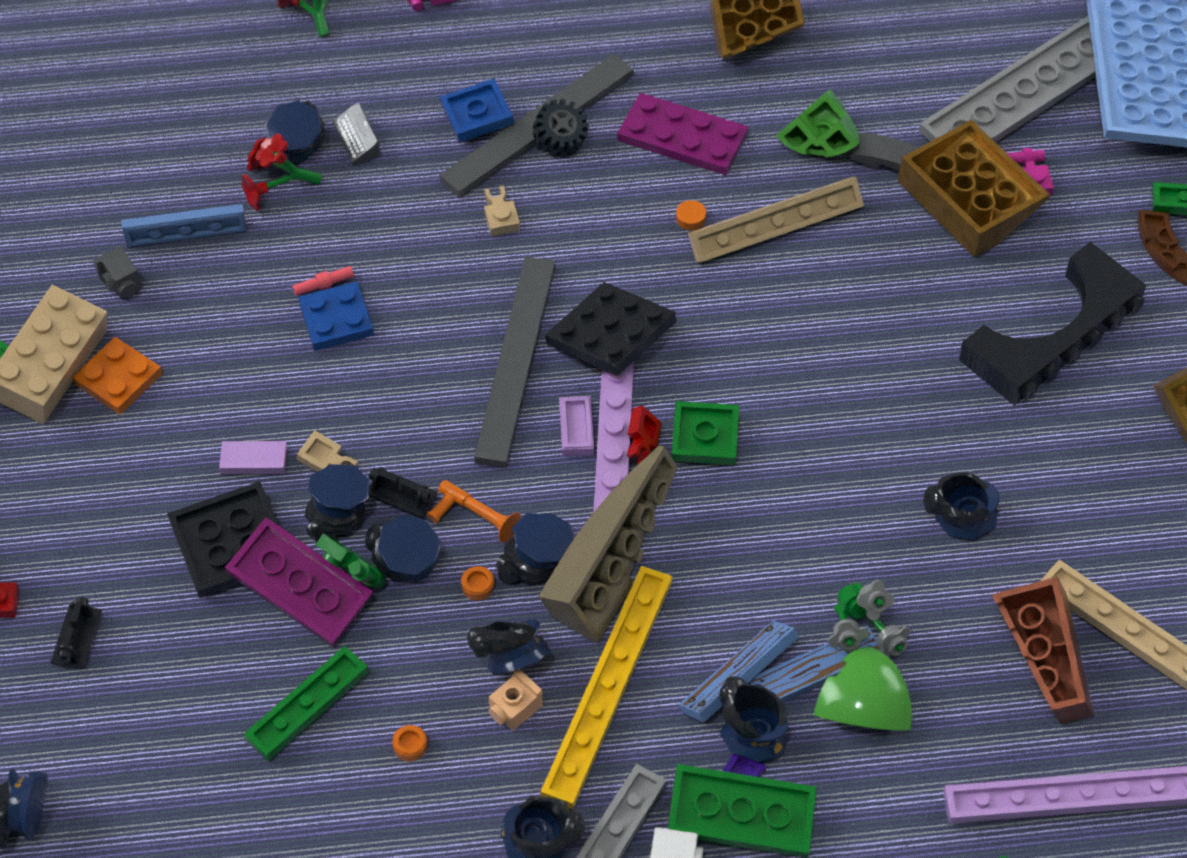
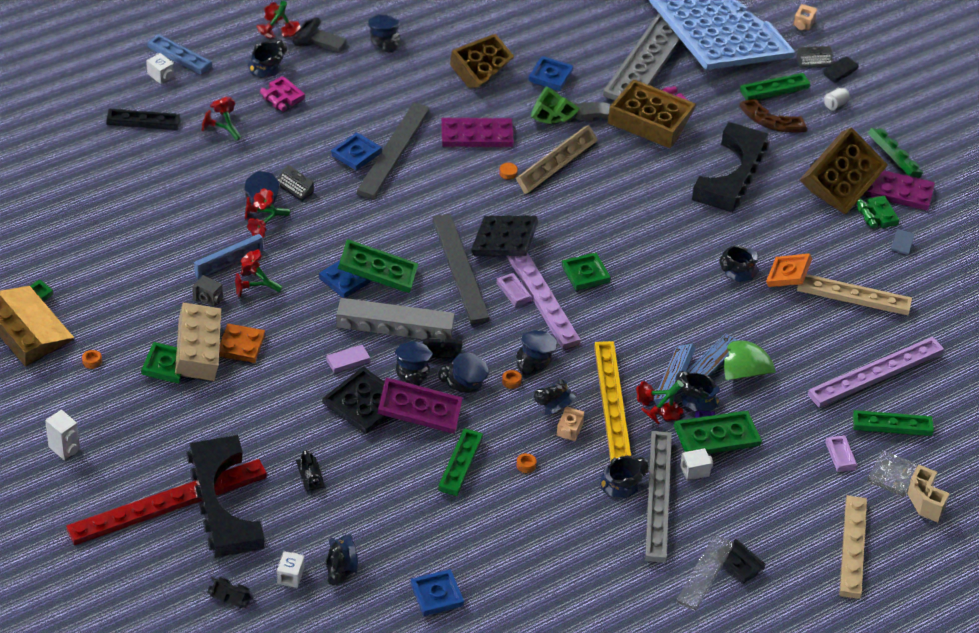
camera: 30 degrees left, 10 degrees down
(198, 252) = (250, 265): none -> red plant
(321, 452) = (386, 344): tan plate -> none
(323, 281) = (327, 261): coral bar -> none
(351, 562) = (443, 384): green plate -> none
(359, 418) = (394, 319): none -> light grey brick
(384, 316) = (378, 266): none -> green plate
(455, 494) = (470, 342): orange piece -> none
(500, 215) = (403, 201): tan plate -> none
(560, 117) = (411, 146): black wheel -> none
(598, 562) = (572, 349): dark tan wedge -> none
(644, 431) = (553, 280): red plate -> none
(694, 735) = (668, 410): none -> red plant
(856, 67) = (550, 73): none -> blue plate
(869, 602) = (722, 335): light grey plant -> none
(1039, 547) = (789, 270): none -> orange plate
(1047, 638) = (818, 308): copper wedge -> none

